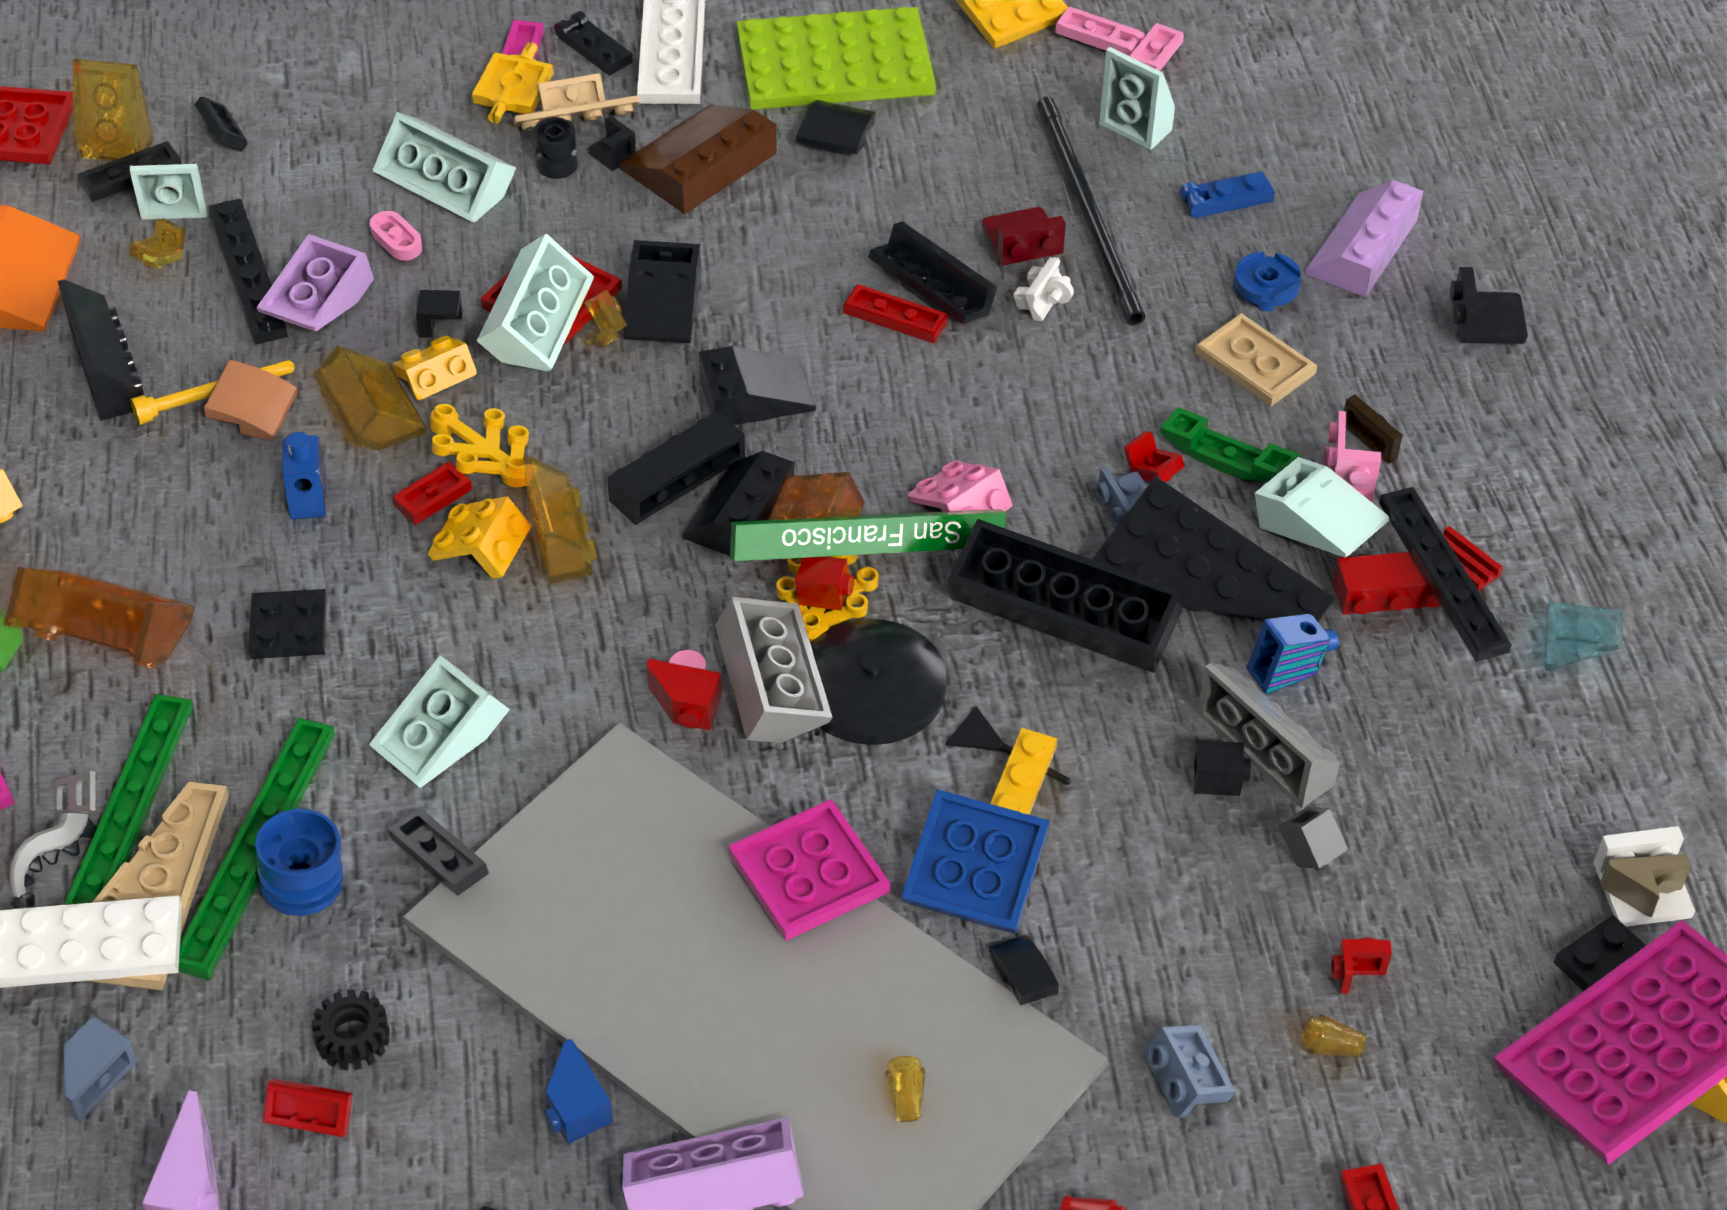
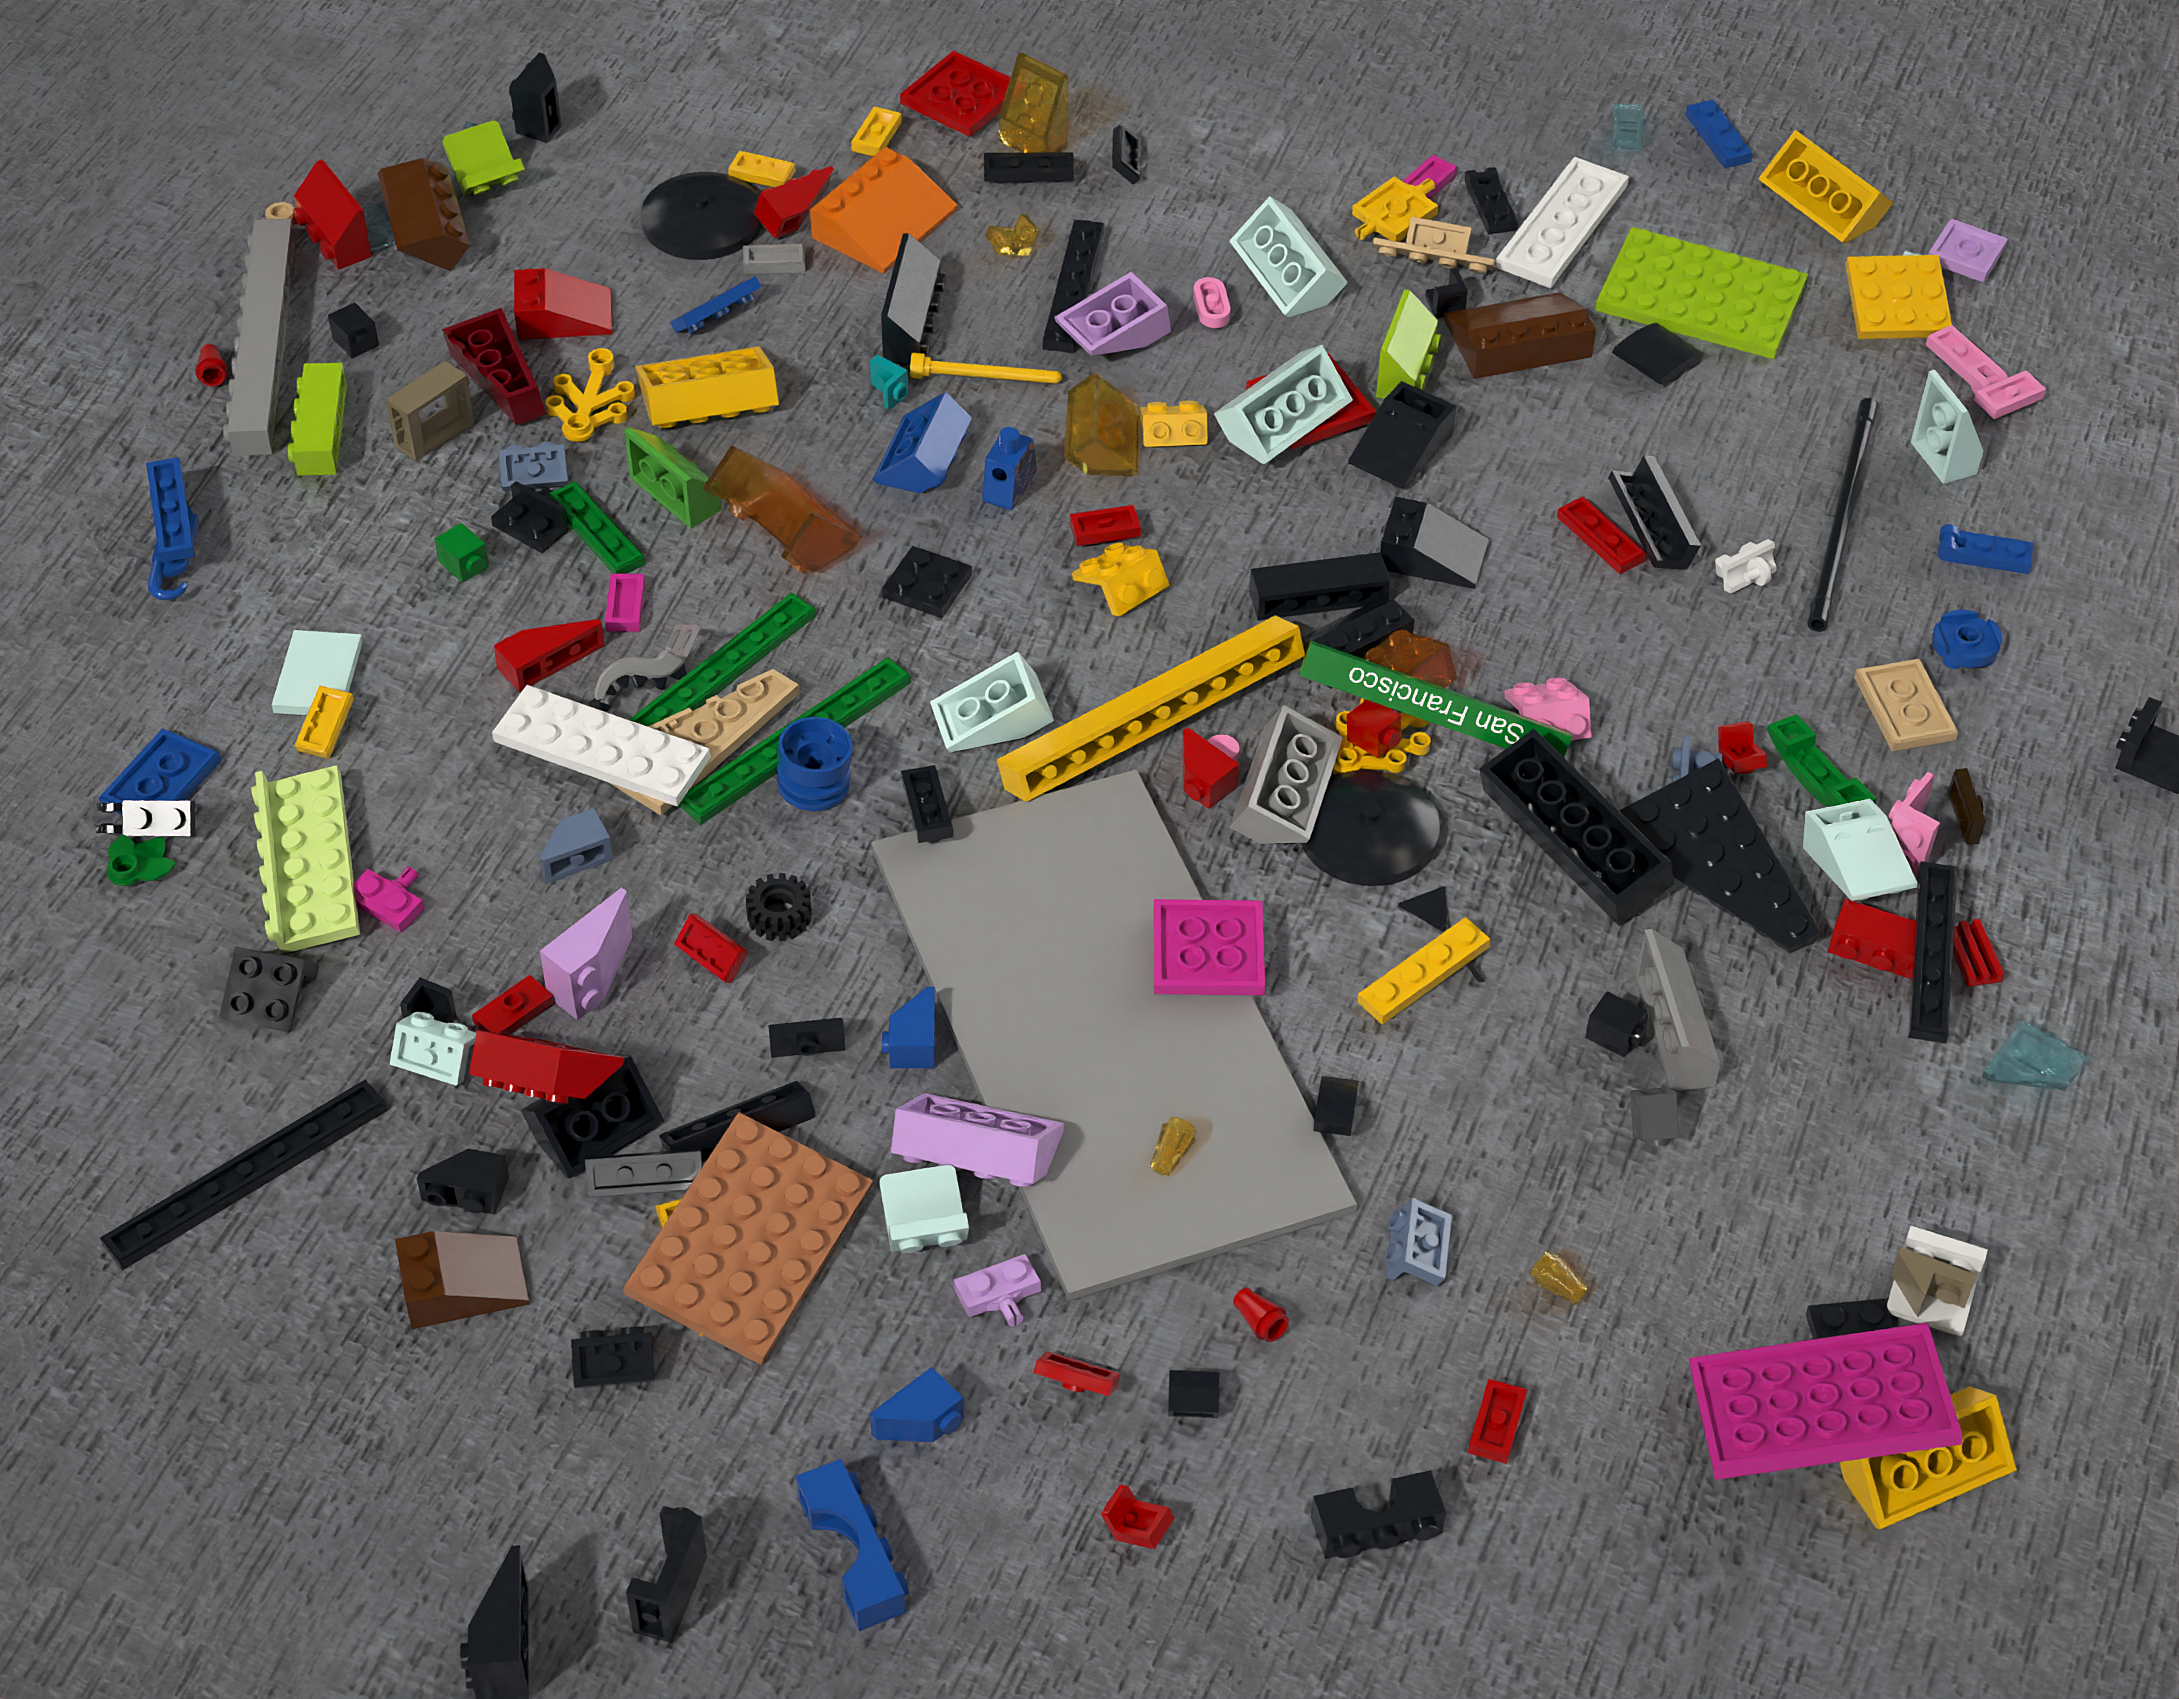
camera: 30 degrees right, 0 degrees up
(122, 434) = (890, 379): none -> teal bracket
(168, 191) = (1044, 194): light aqua slope -> none
(200, 488) = (924, 446): none -> blue slope
(251, 399) = (1008, 391): nougat slope -> none
(437, 305) = (1204, 373): black panel -> none
(445, 422) = (1183, 533): yellow plant -> none
(469, 1155) = (806, 1037): none -> black plate
(555, 147) = (1392, 275): black wheel -> none
(558, 522) = (1188, 587): clear yellow slope -> none
(594, 659) = (1150, 708): none -> yellow brick
(607, 316) = (1342, 433): clear yellow bracket -> none
(614, 209) = (1408, 346): none -> lime slope
(976, 861) = (1350, 1003): blue plate -> none
(1025, 235) = (1763, 512): dark red bracket -> none
(1289, 651) = (1747, 956): blue torso -> none
(1360, 957) = (1628, 1227): red bracket -> none
(1367, 237) = (2093, 641): lavender slope -> none

